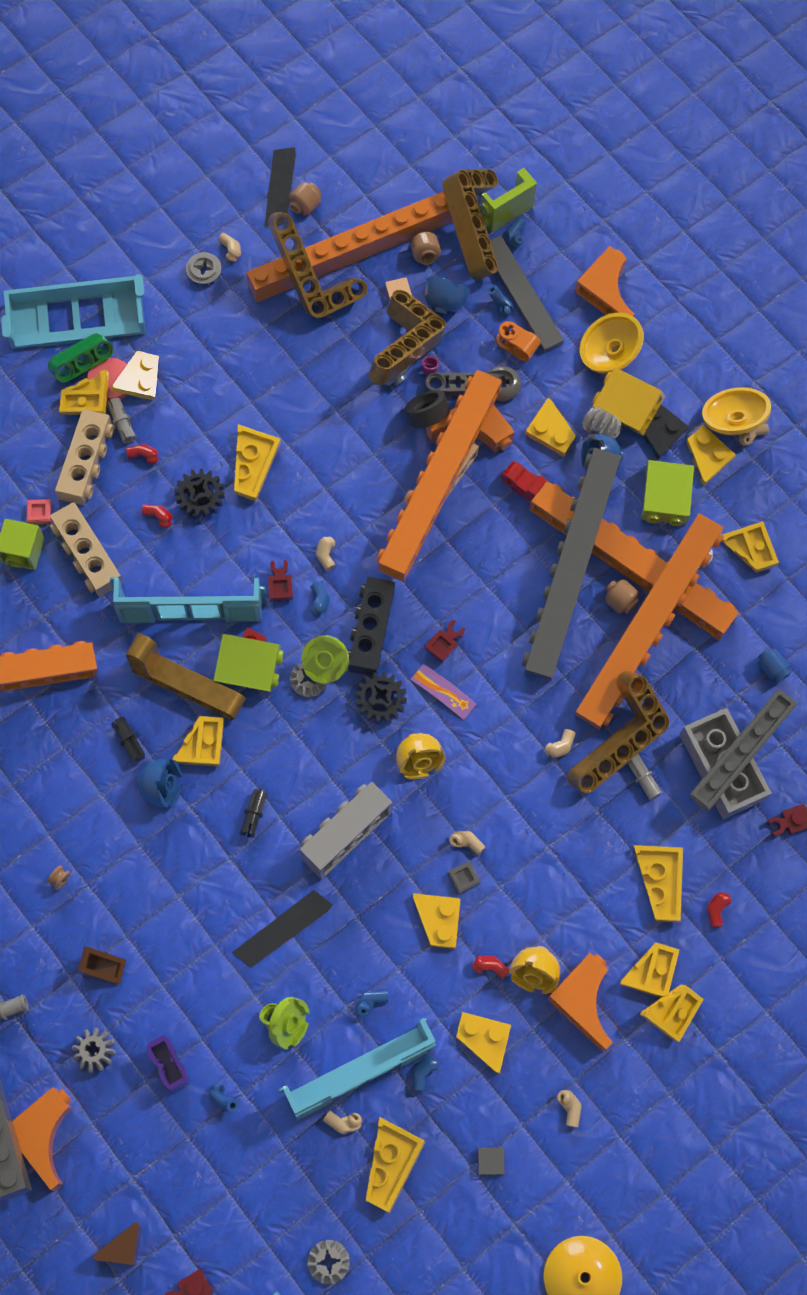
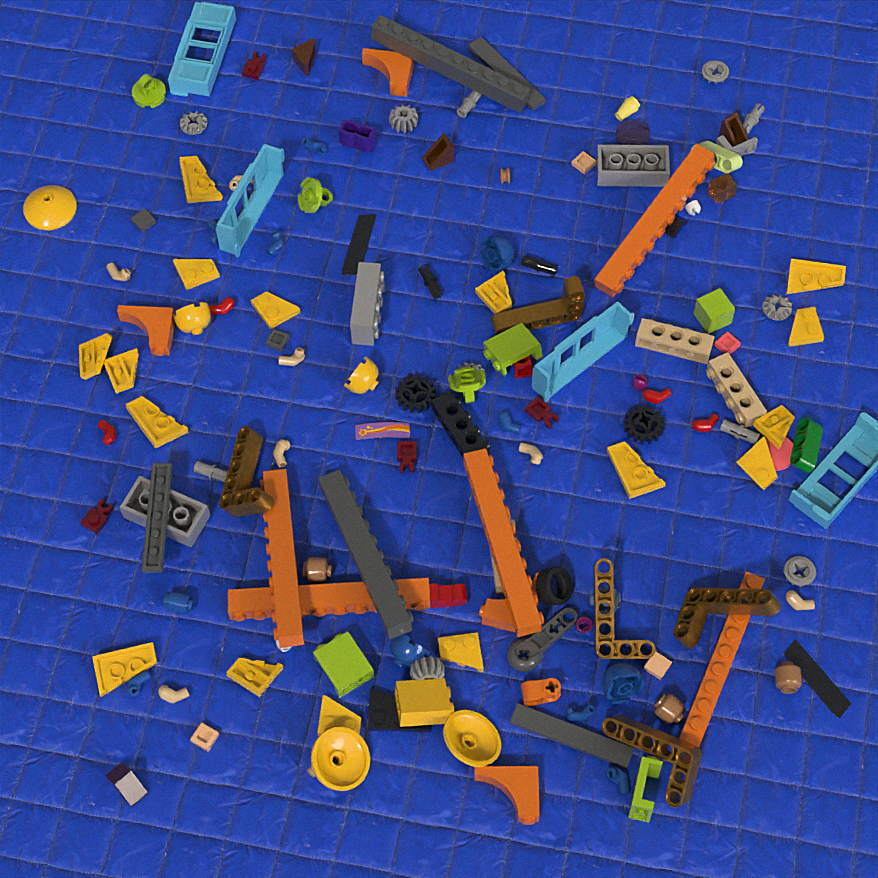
camera: 145 degrees right, 10 degrees down
(153, 541) = (639, 382): none -> magenta hinge

